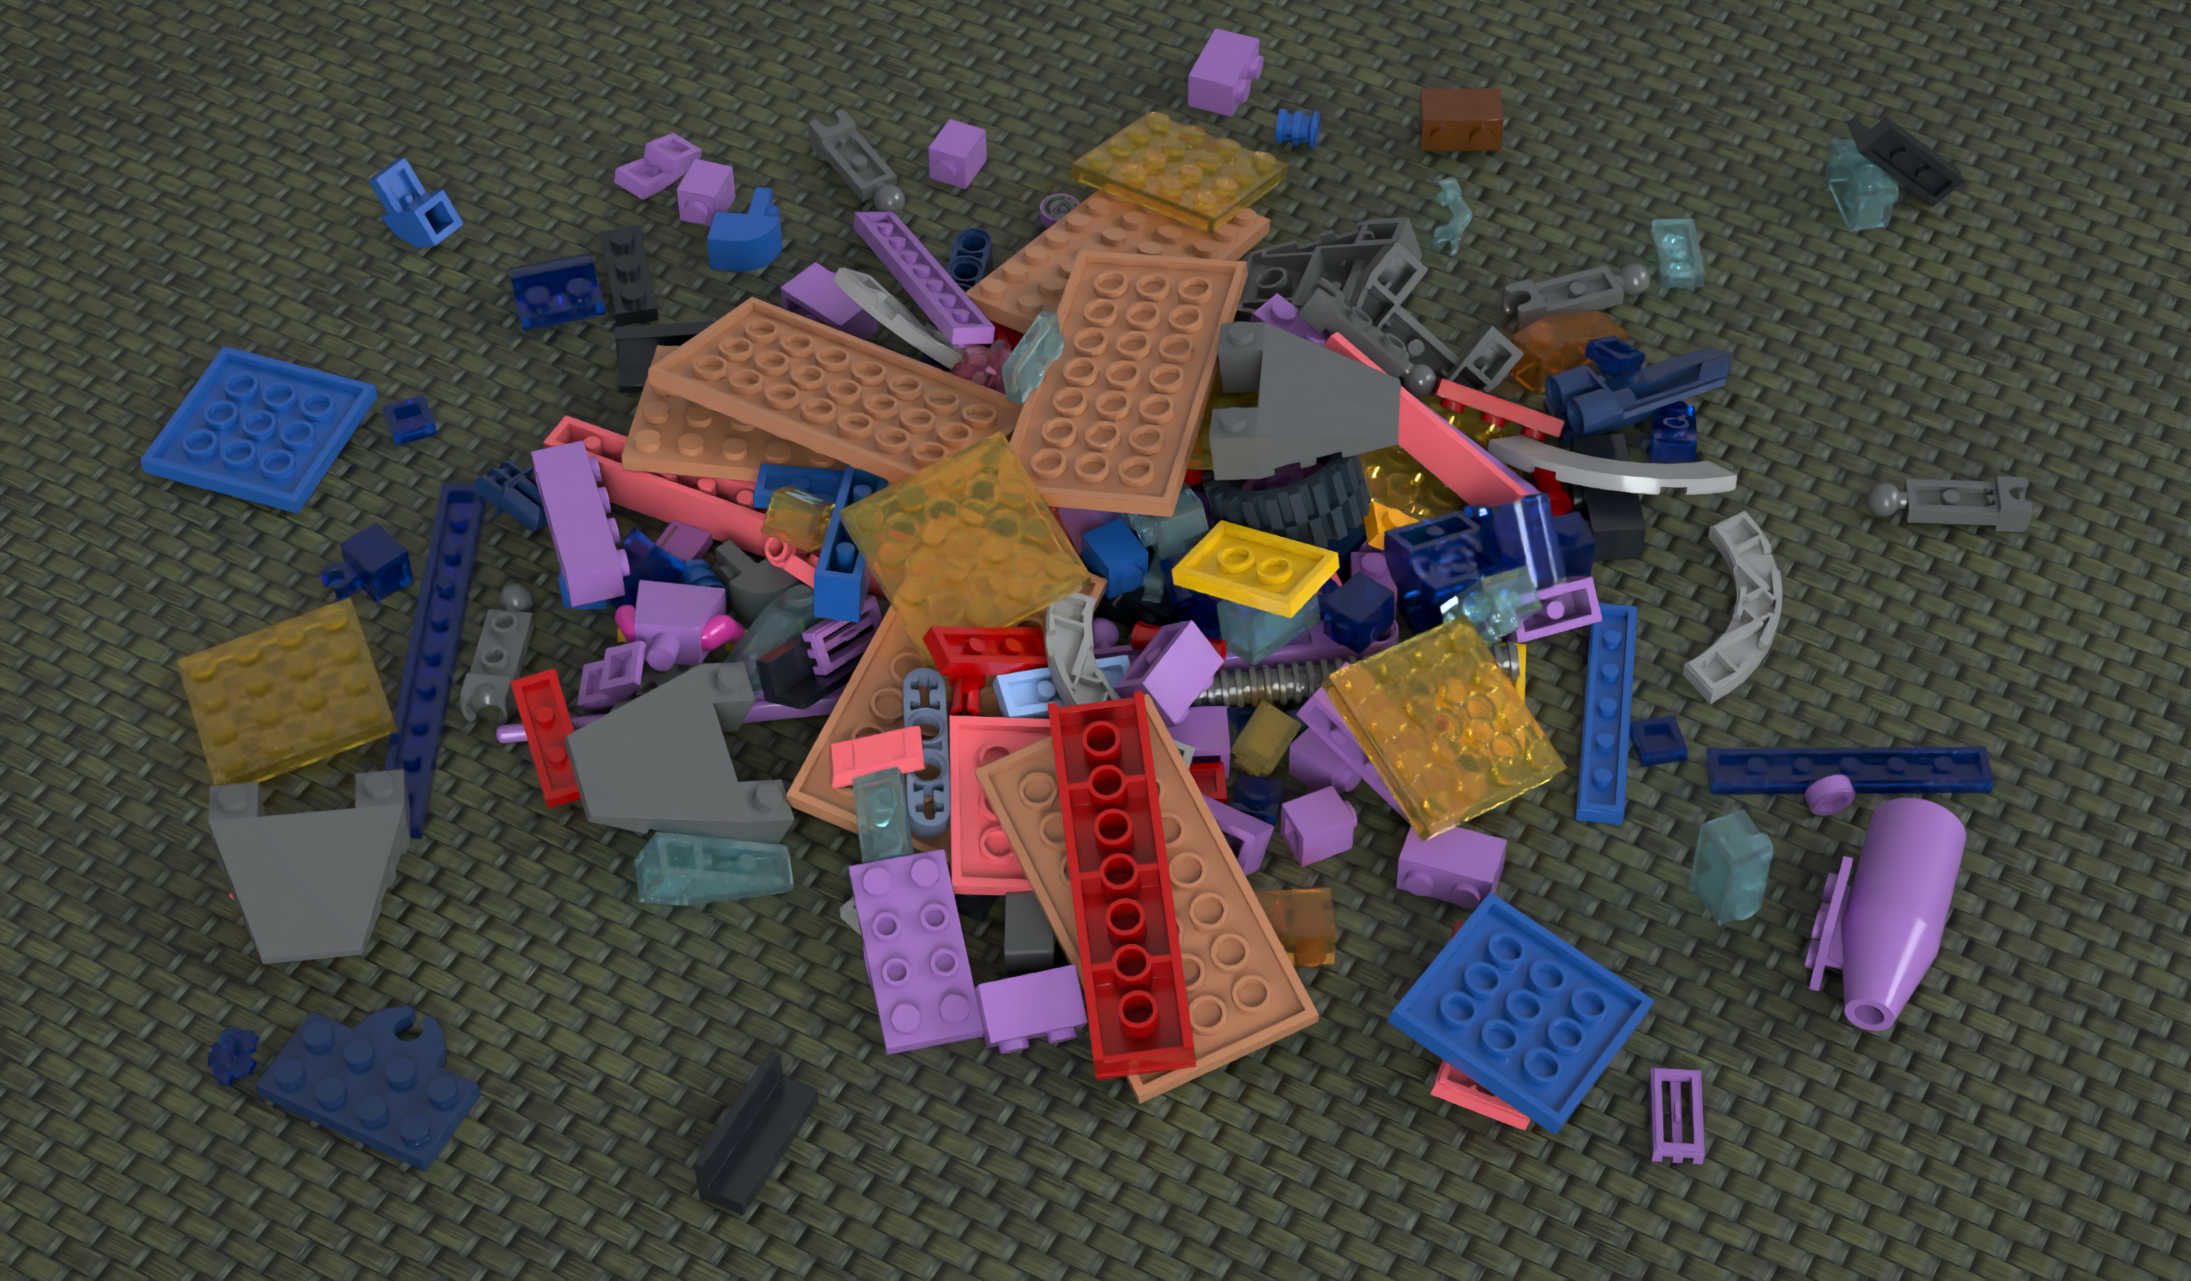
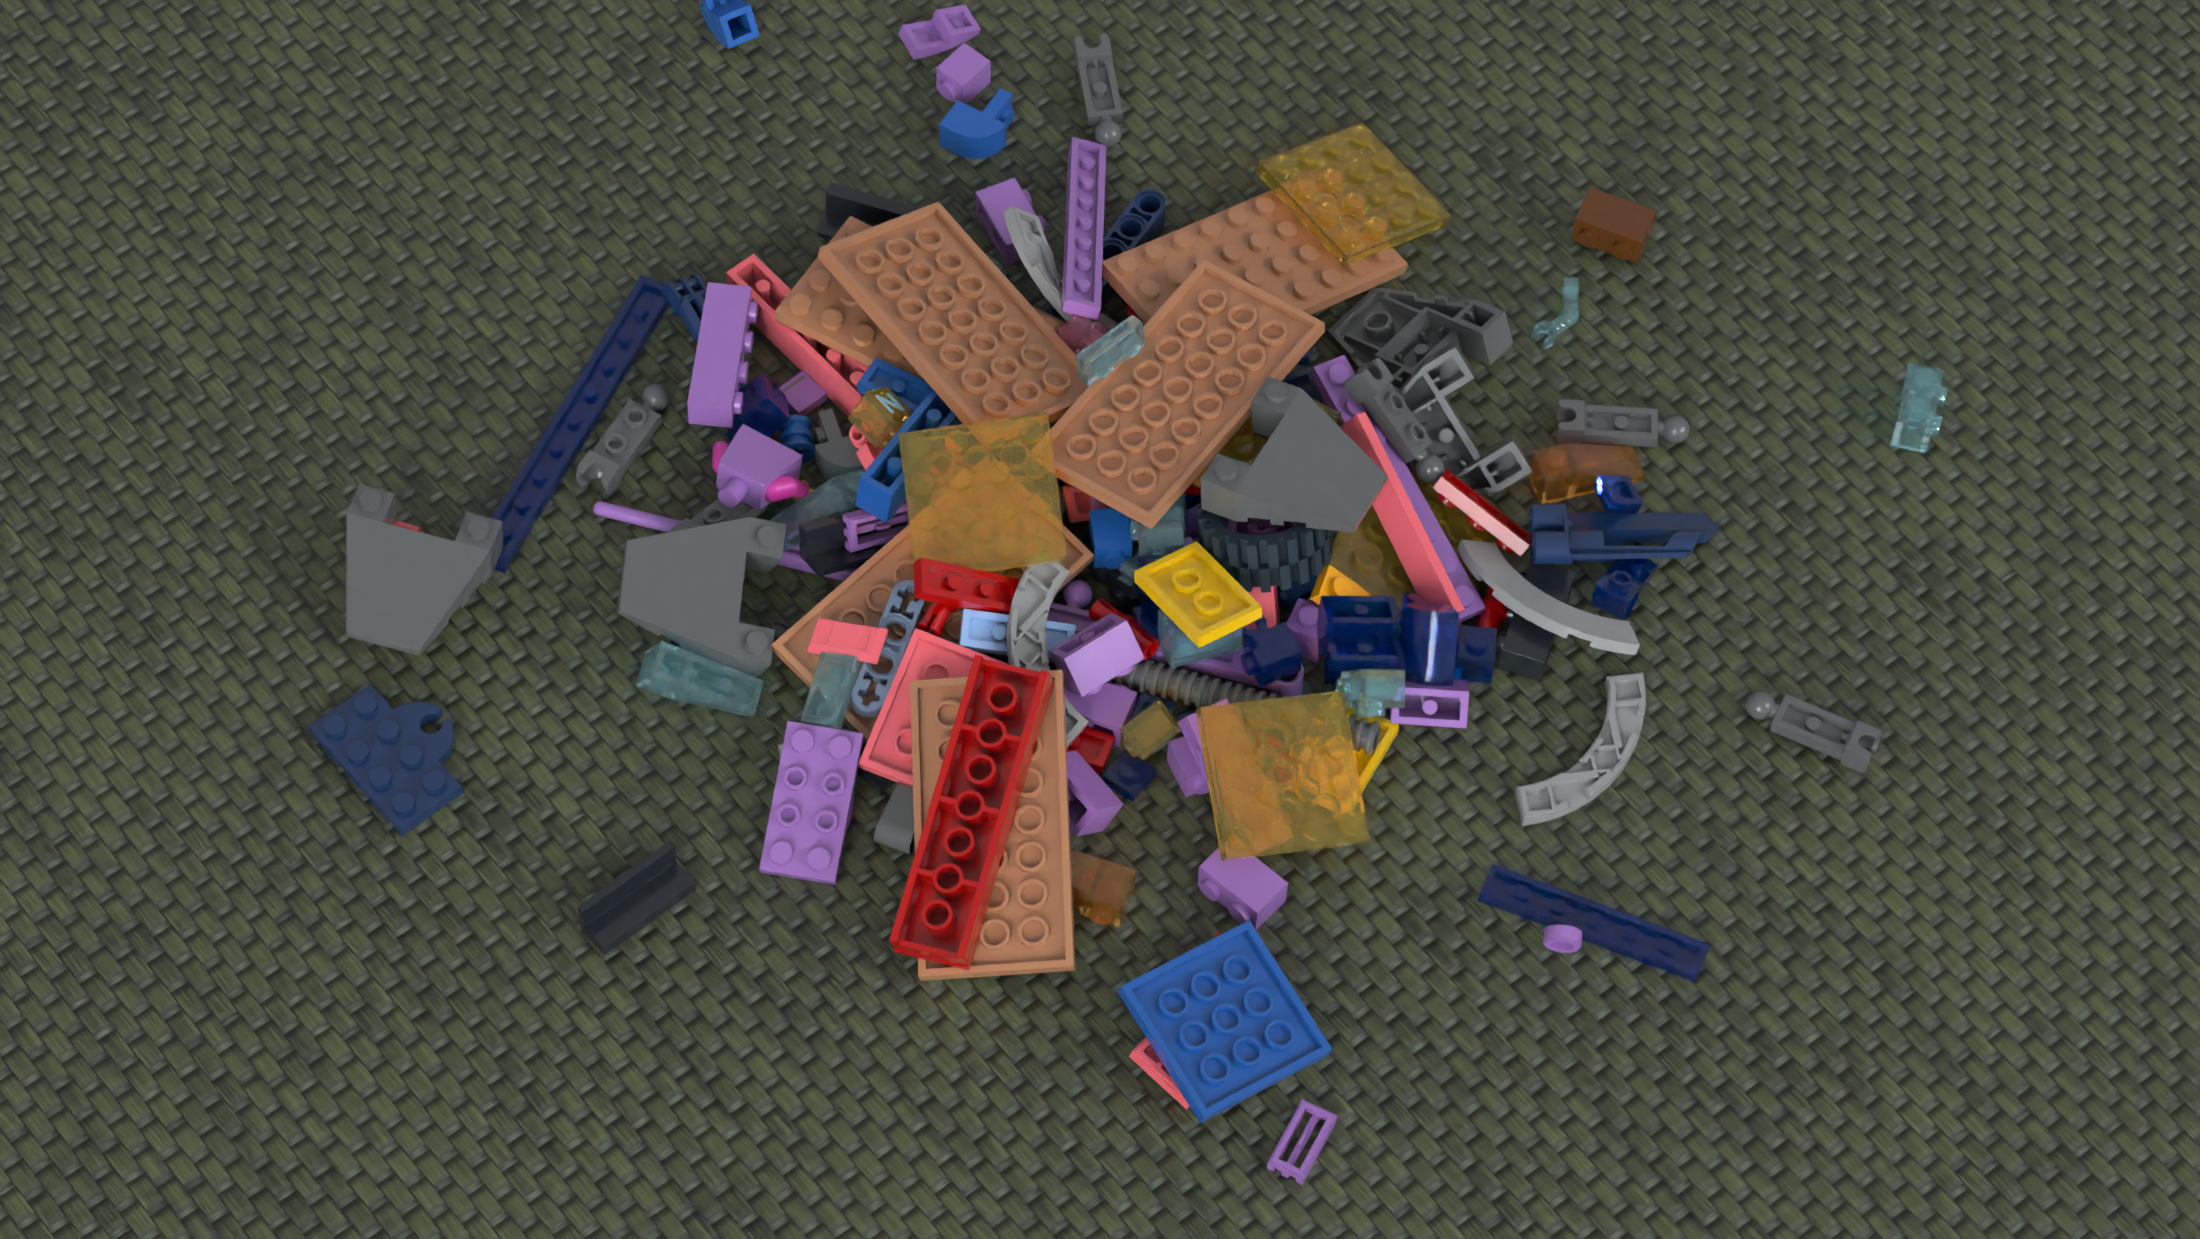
camera: 20 degrees right, 10 degrees up
(232, 1054) = (303, 696): clear blue plant -> none
(259, 429) = (526, 172): blue plate -> none
(286, 696) = (452, 418): clear yellow plate -> none
(370, 562) = (560, 325): clear blue brick -> none
(409, 420) = (642, 206): clear blue plate -> none
(546, 727) = (627, 518): red plate -> none
(556, 291) = (803, 128): clear blue brick -> none
(612, 678) = (692, 494): medium lavender slope -> none
(628, 275) = (870, 130): black plate -> none
(957, 154) = (1183, 109): medium lavender brick -> none
(1030, 1008) = (870, 879): medium lavender brick -> none
(1056, 207) = (1240, 190): tile -> none
(1224, 72) = (1444, 106): medium lavender brick -> none
(1298, 128) = (1477, 183): blue bush -> none
(1318, 825) = (1160, 814): medium lavender brick -> none
(1607, 716) = (1435, 803): blue tile -> none
(1658, 741) = (1461, 842): clear blue tile -> none
(1678, 253) = (1727, 417): clear light blue plate -> none
(1731, 867) = (1445, 969): clear light blue brick -> none
(1894, 913) = (1539, 1057): medium lavender piece -> none
(1906, 159) = (1955, 404): black panel -> none

